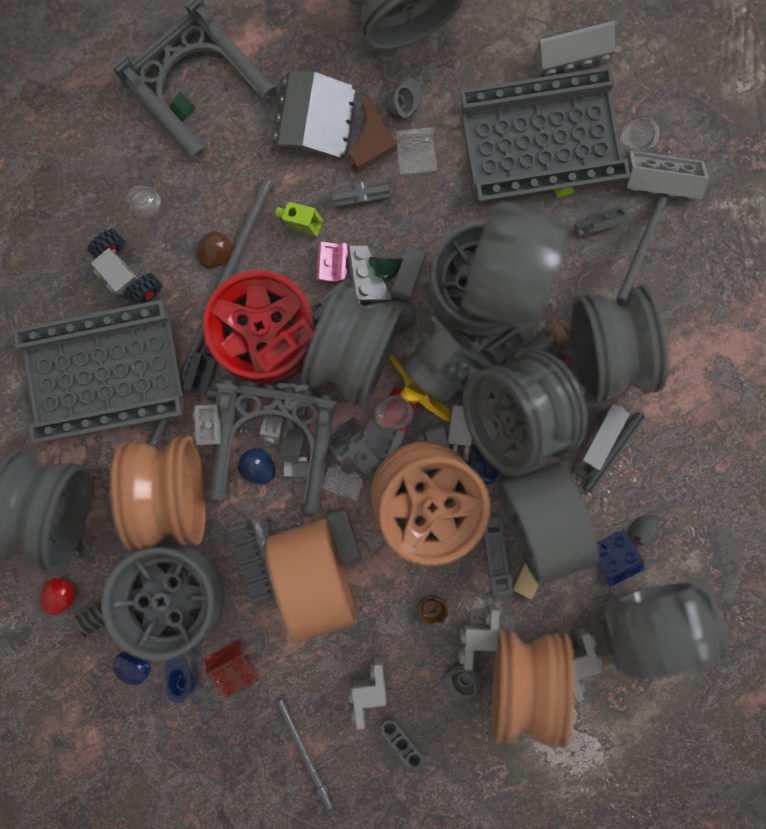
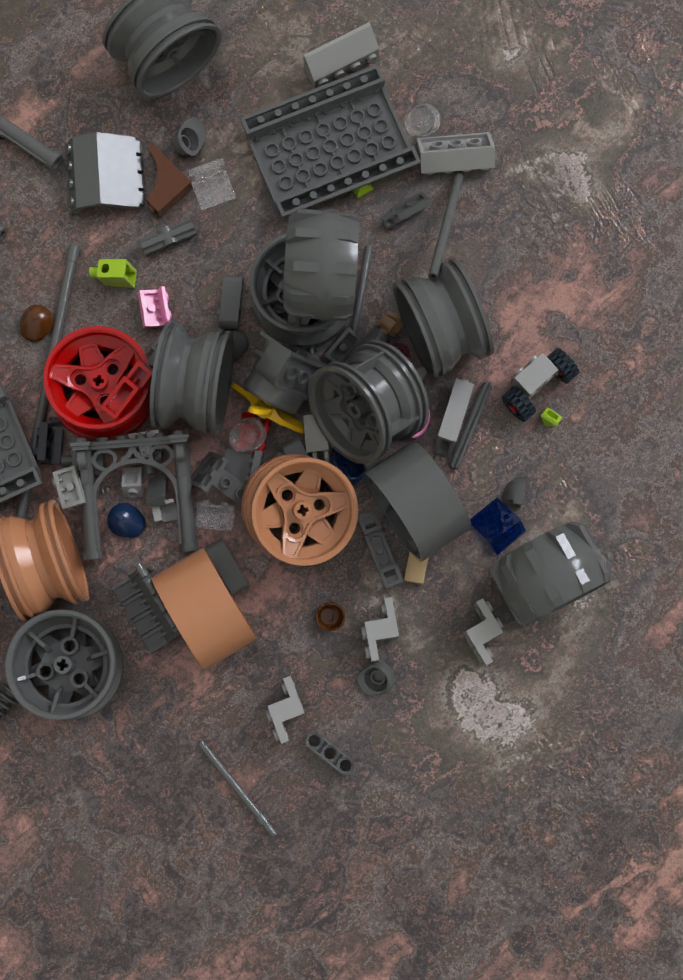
camera: 20 degrees left, 5 degrees down
(131, 668) = (47, 745): clear blue hat -> none
(179, 679) = (96, 742): clear blue piece -> none
(230, 669) = (146, 723): clear red bracket -> none
(363, 278) = (190, 312): light grey wing -> none
(385, 266) = (207, 300): clear green brick -> none
(533, 689) = (438, 660): nougat wheel -> none
(692, 421) = (534, 377): none -> brick
(696, 464) = (550, 417): none -> lime slope

